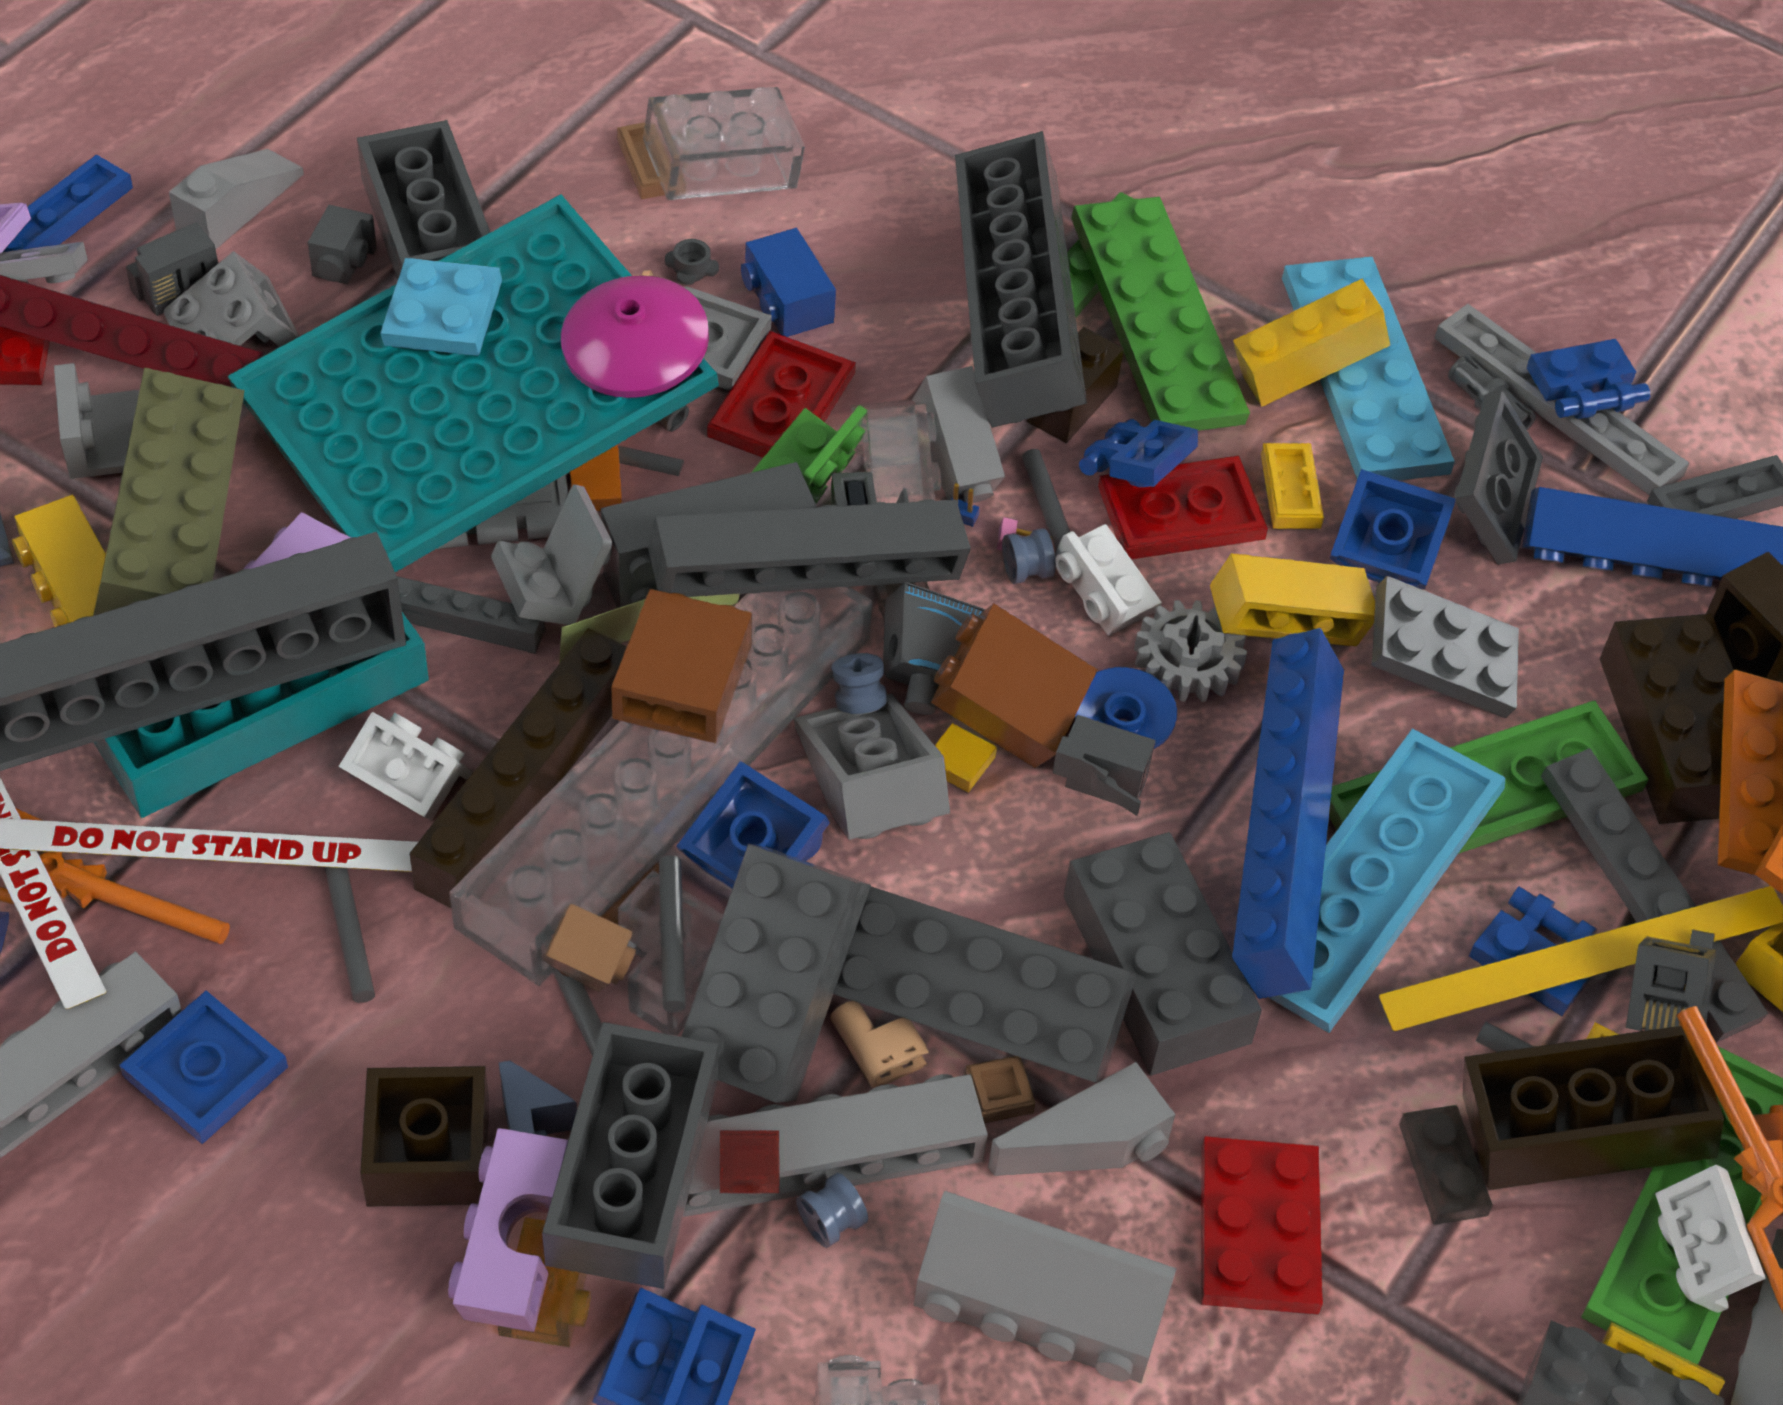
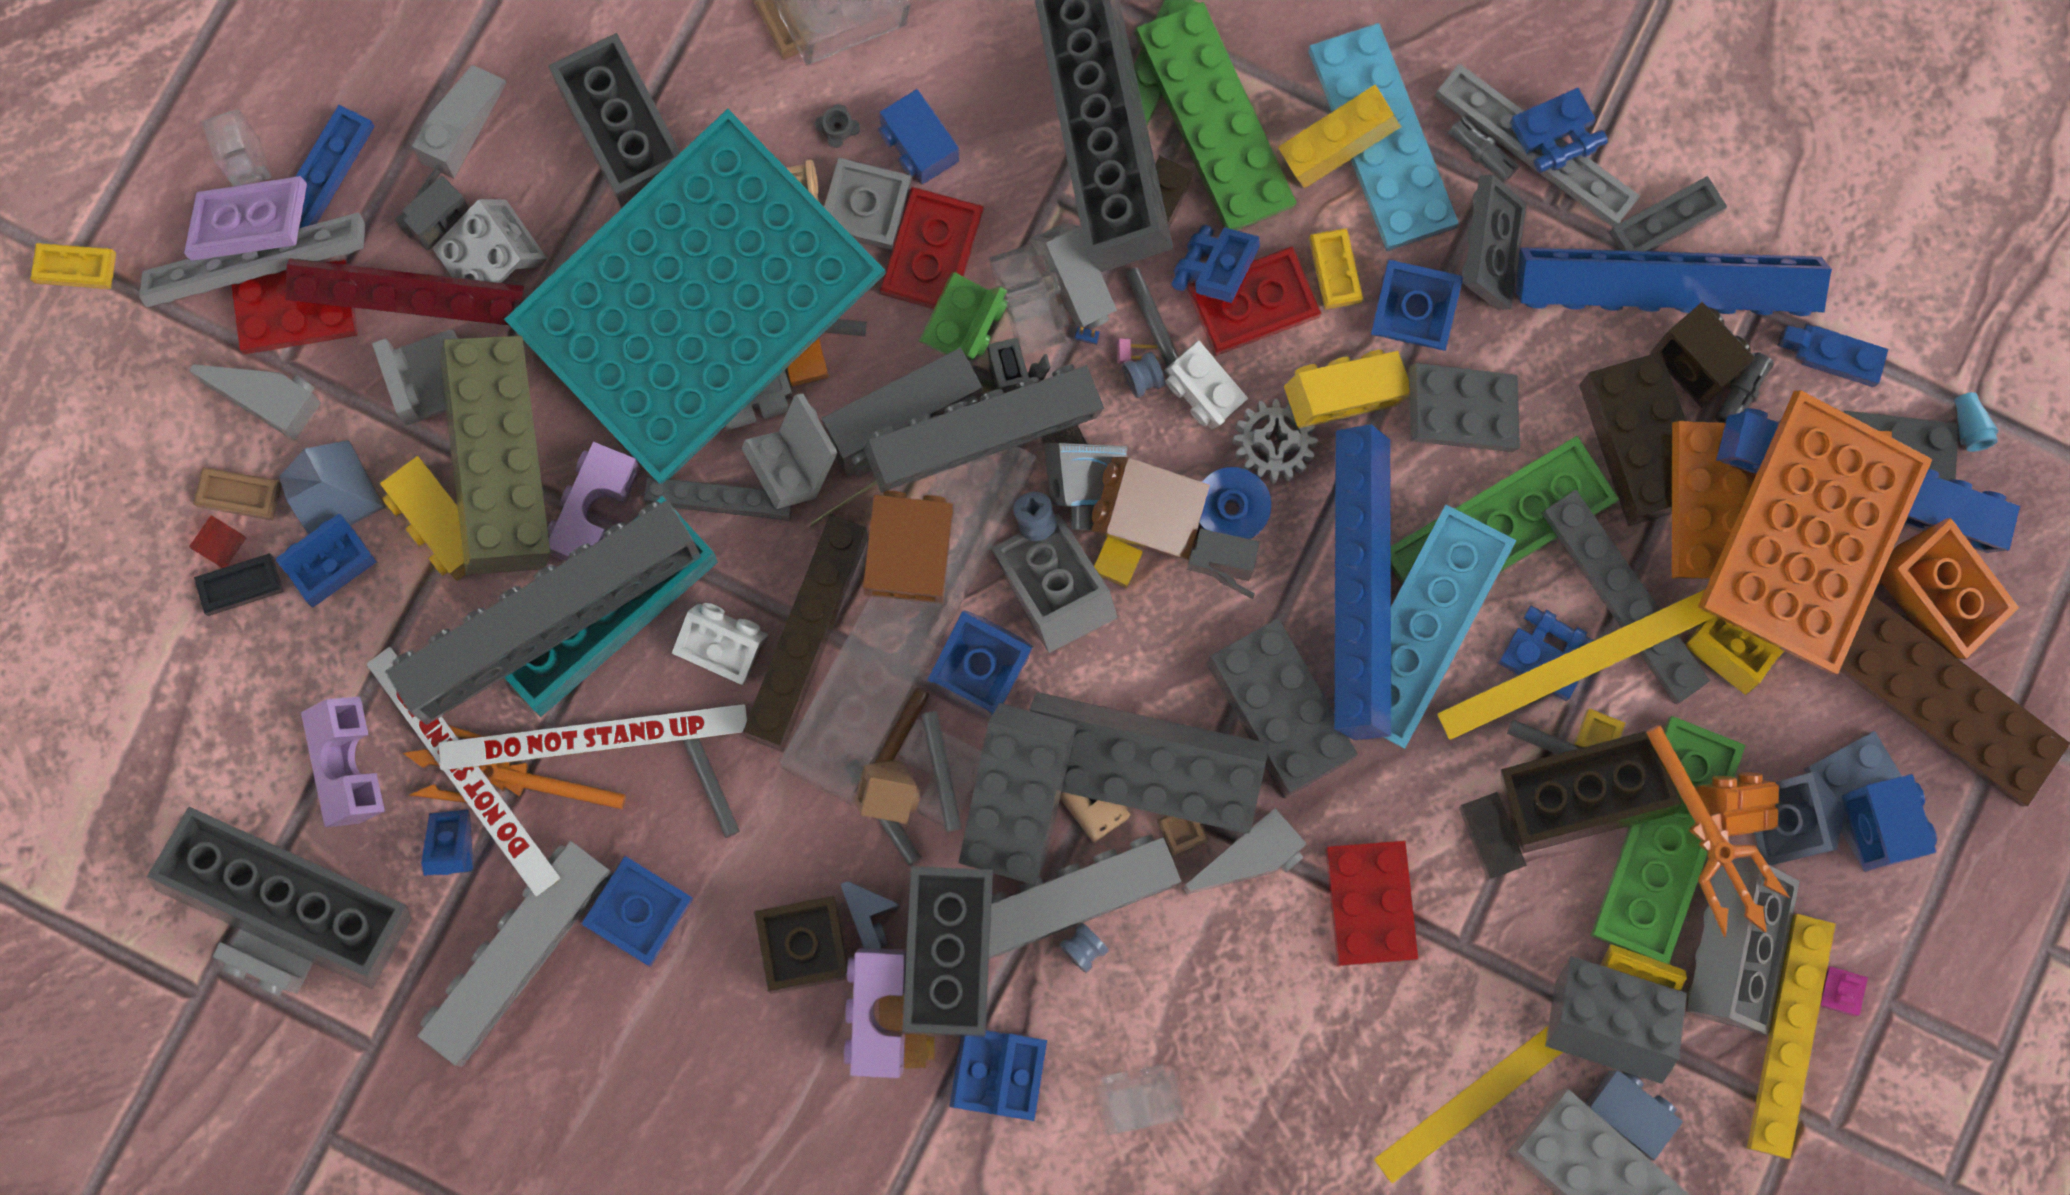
camera: 10 degrees left, 25 degrees up
(341, 243) = (557, 162): dark grey brick -> none
(441, 306) = (657, 235): medium azure plate -> none
(635, 336) = (830, 262): dark pink dish -> none
(749, 1161) = (1025, 934): clear red tile -> none
(1043, 1287) = (1234, 990): light grey slope -> none
(1671, 979) = (1643, 680): dark grey piece -> none
(1709, 1238) = (1673, 884): white bracket -> none

